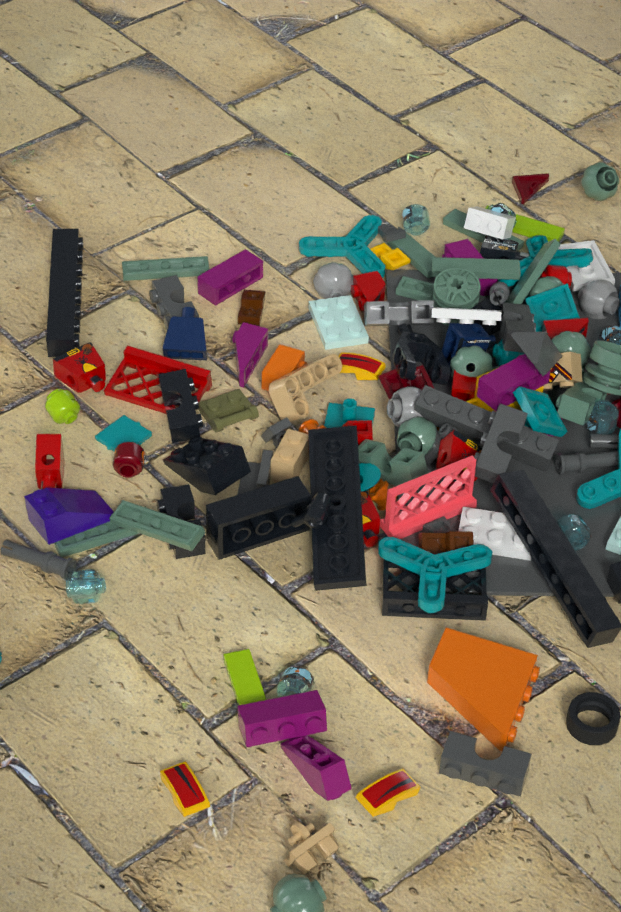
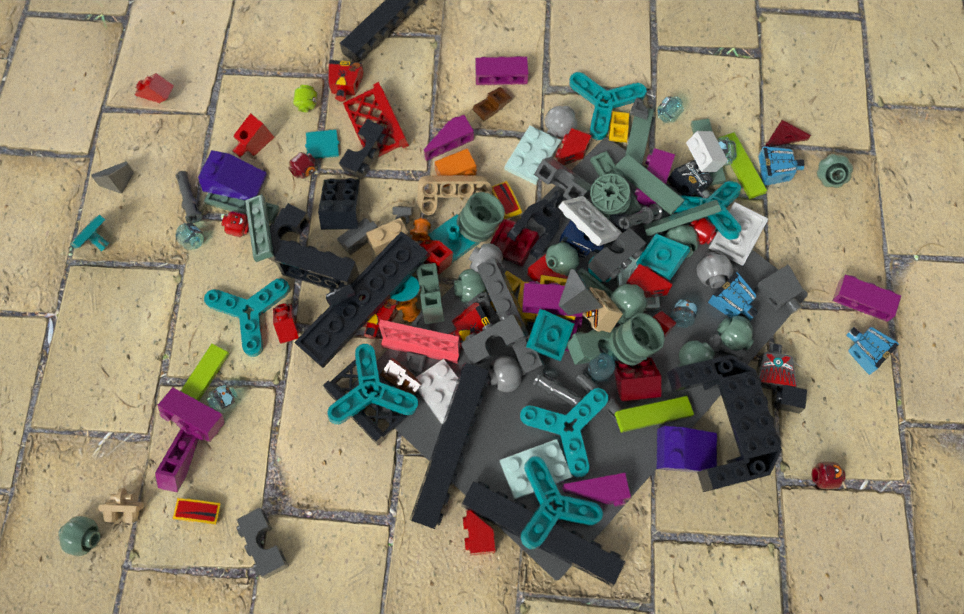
camera: 45 degrees right, 25 degrees up
(123, 544) = (235, 224): none -> red head
(164, 268) = (474, 34): sand green tile -> none
(169, 298) = (448, 57): dark grey arch -> none
(185, 337) = (422, 99): dark blue torso -> none
(185, 789) = (103, 411): slope -> none
(209, 611) = (260, 302): none -> teal piece
(227, 410) = (396, 167): olive plate -> none
(278, 585) = (285, 323): none -> red slope
(361, 381) = (480, 217): none -> sand green wheel
(484, 682) = (321, 491): orange slope -> none
(537, 472) = (505, 374): none -> light grey plant
(550, 205) = (778, 165): none -> dark azure torso
(575, 530) = (485, 434): clear light blue head -> none
(593, 702) = (355, 553): black tyre -> none

